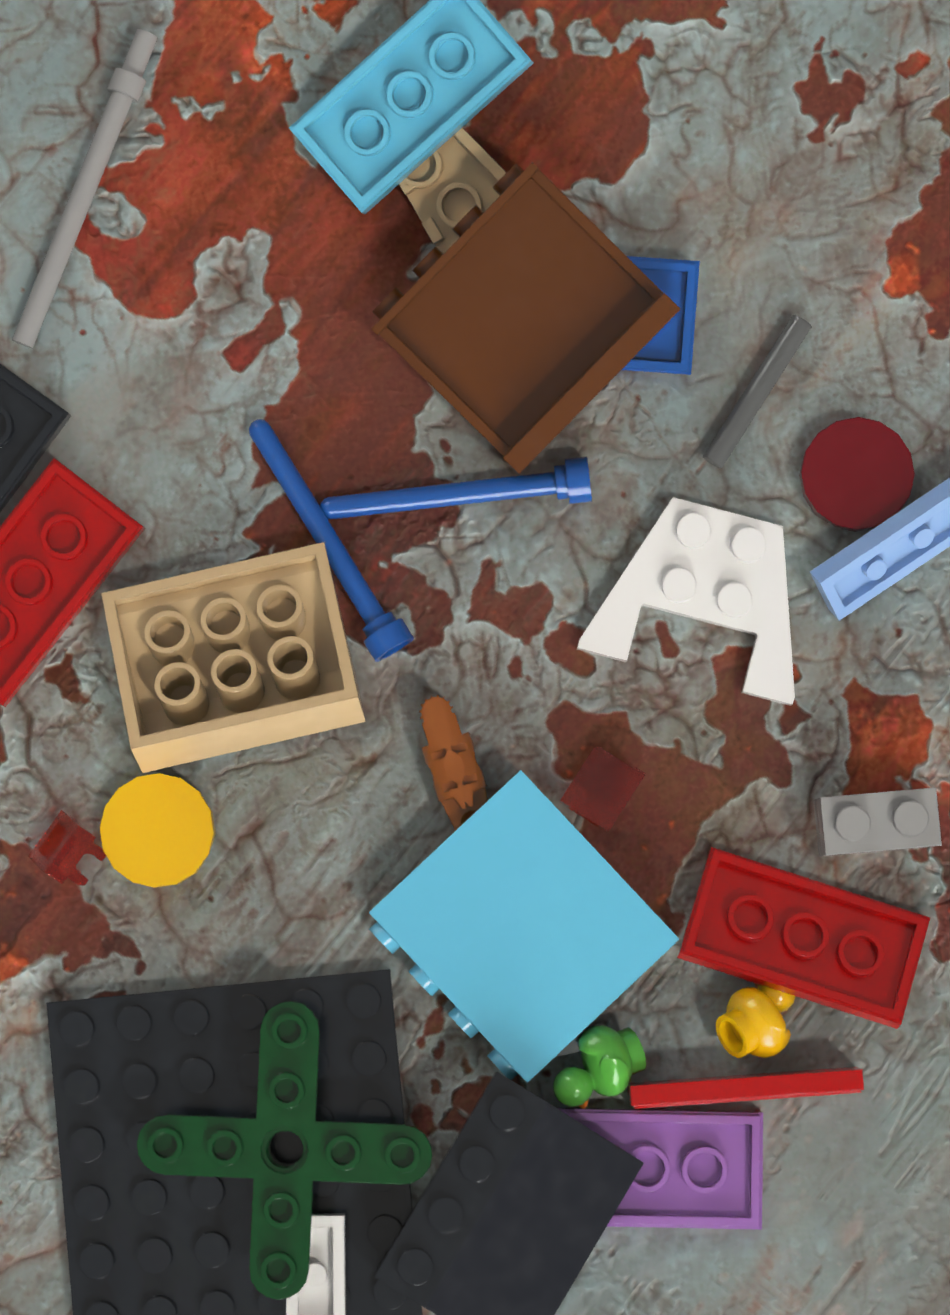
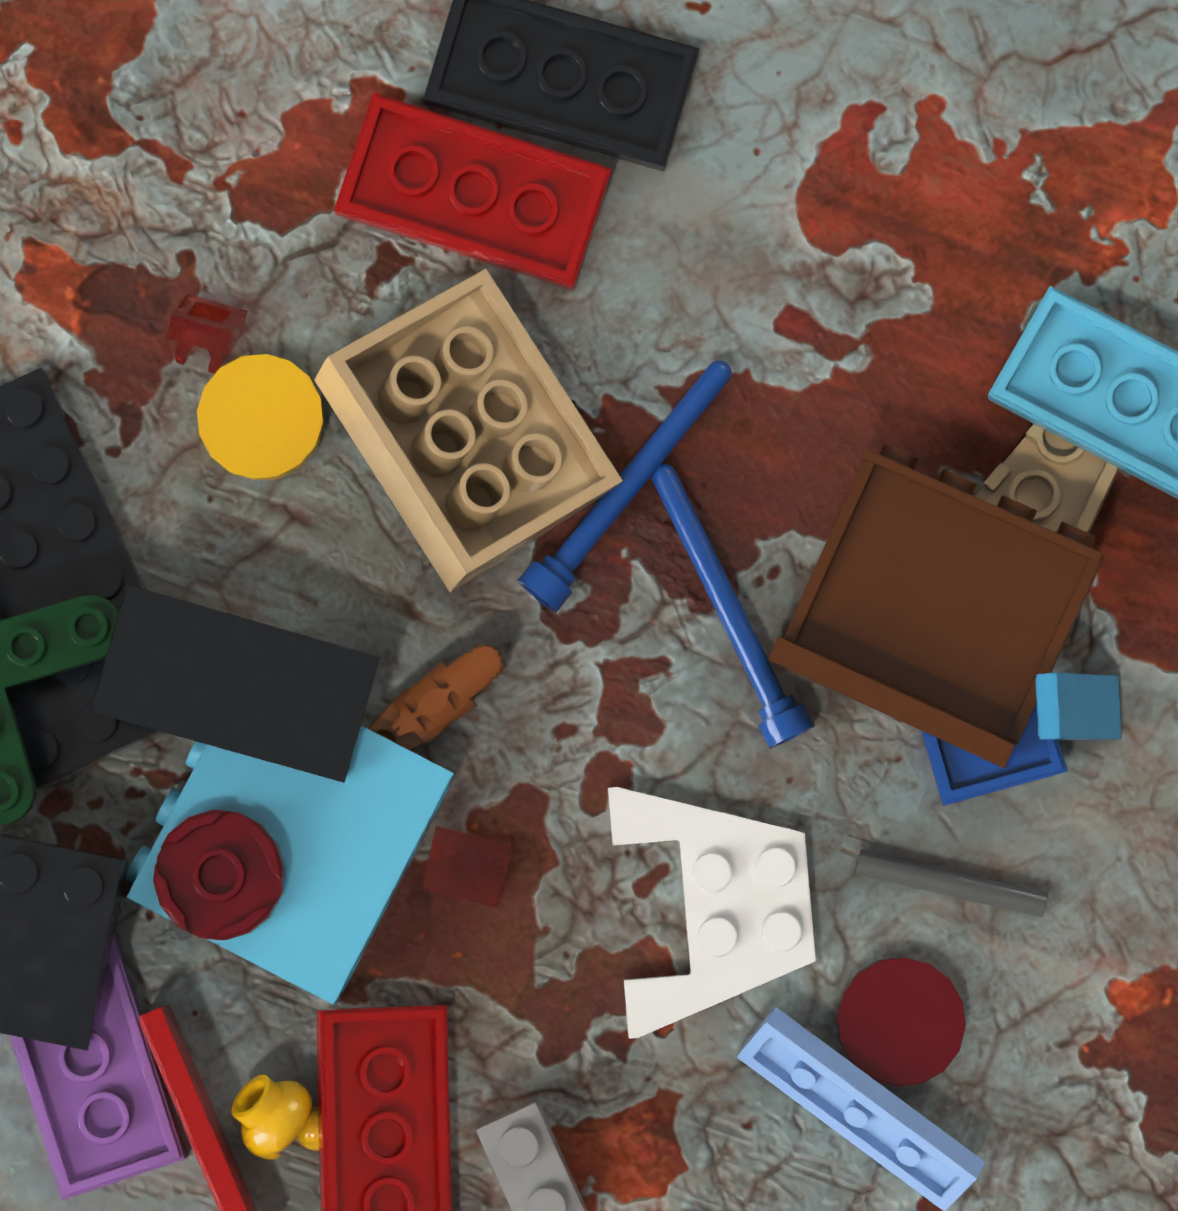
camera: 65 degrees right, 0 degrees up
(125, 87) = (1032, 100): light grey bar -> none
(381, 925) = (234, 683): none -> black tile
(537, 996) = (219, 875): none -> dark red tile
(608, 1064) = (180, 976): bright green animal -> none
(649, 232) = (1078, 706): none -> dark azure tile

